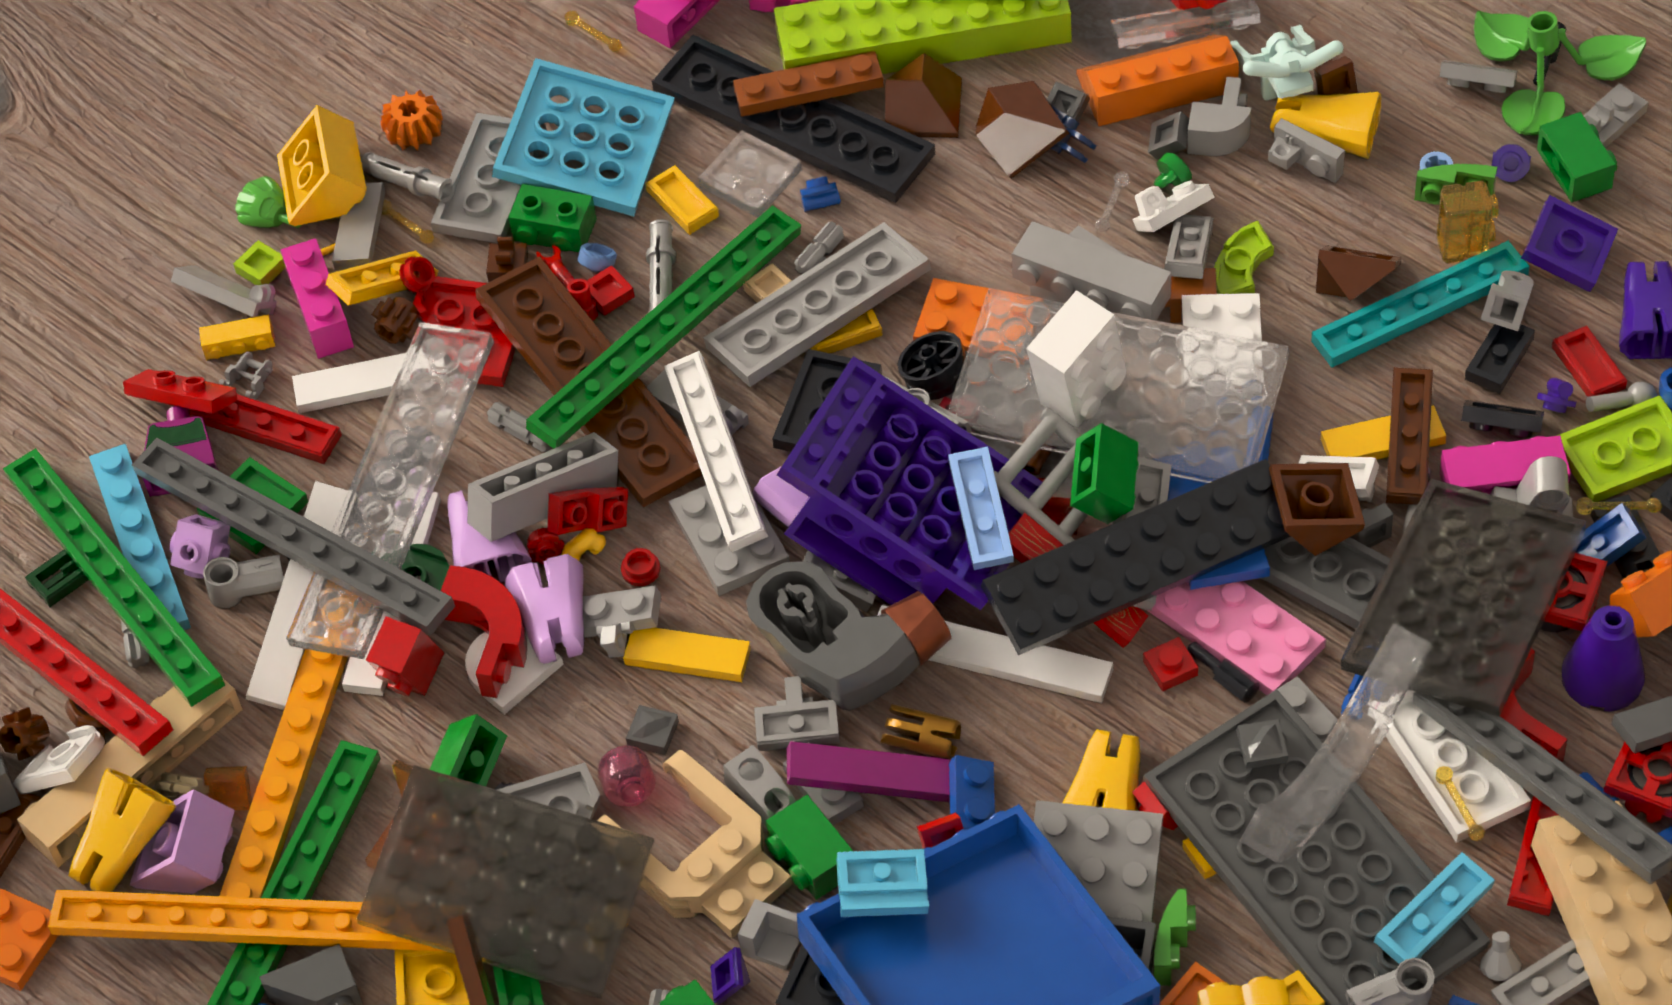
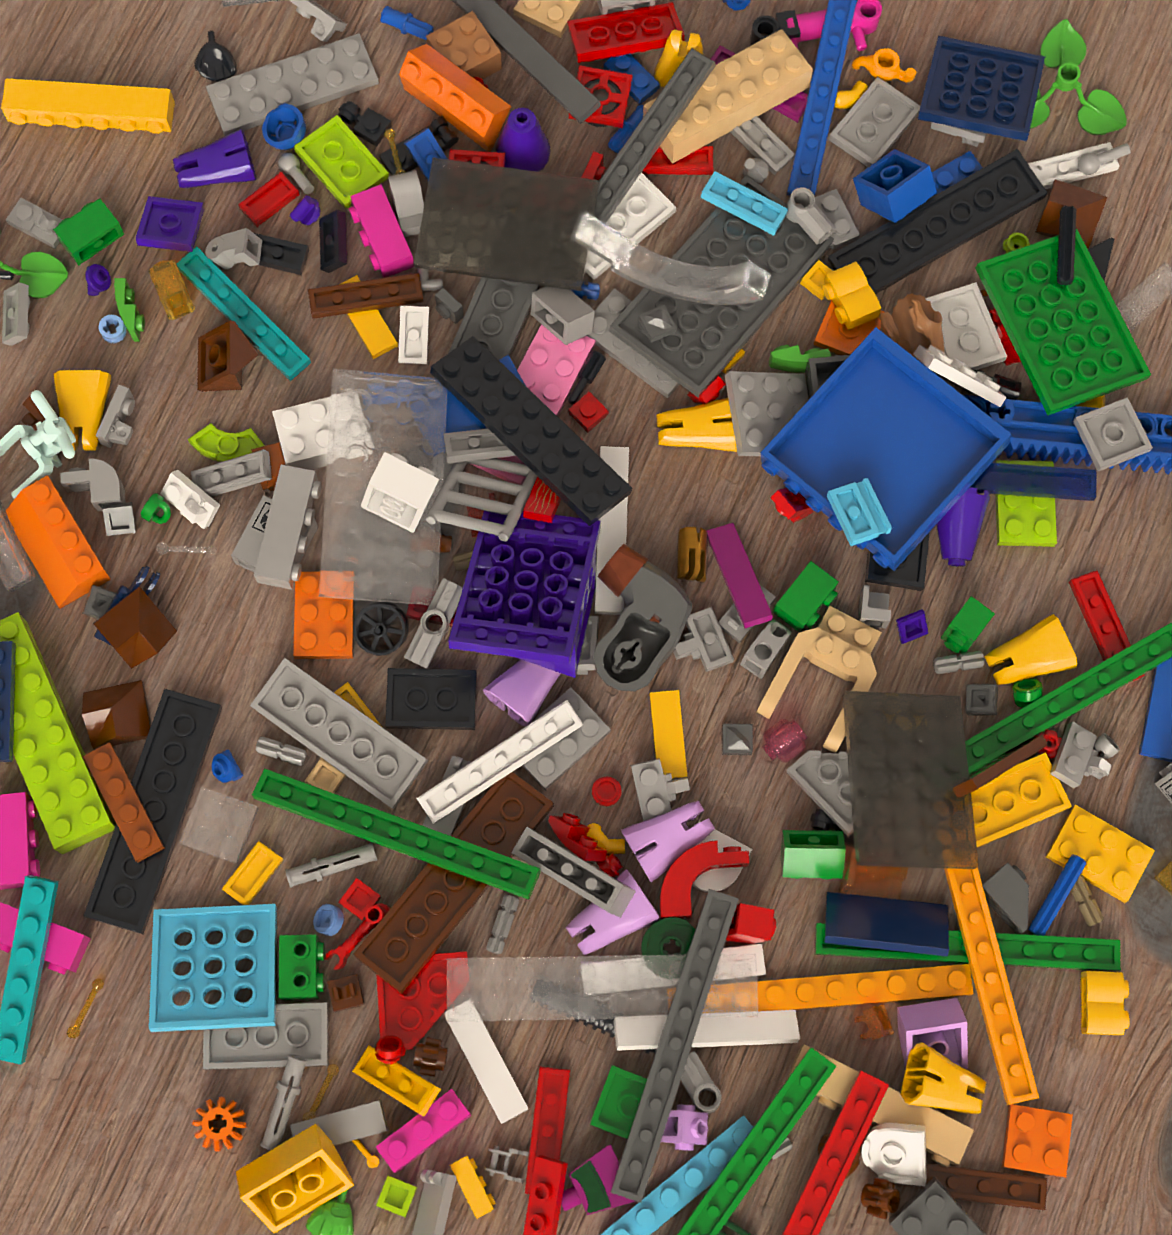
camera: 115 degrees left, 20 degrees up
(177, 785) = (890, 1052): dark tan piece -> none
(338, 823) = (886, 924): none -> dark blue tile
(971, 789) = (732, 509): blue plate -> none
(980, 508) = (536, 533): light blue plate -> none
(1104, 474) = (476, 465): green brick -> none
(1312, 646) = (562, 313): none -> light grey brick
(1317, 503) = (455, 323): reddish brown slope -> none
(1444, 776) = (636, 220): clear yellow hinge -> none

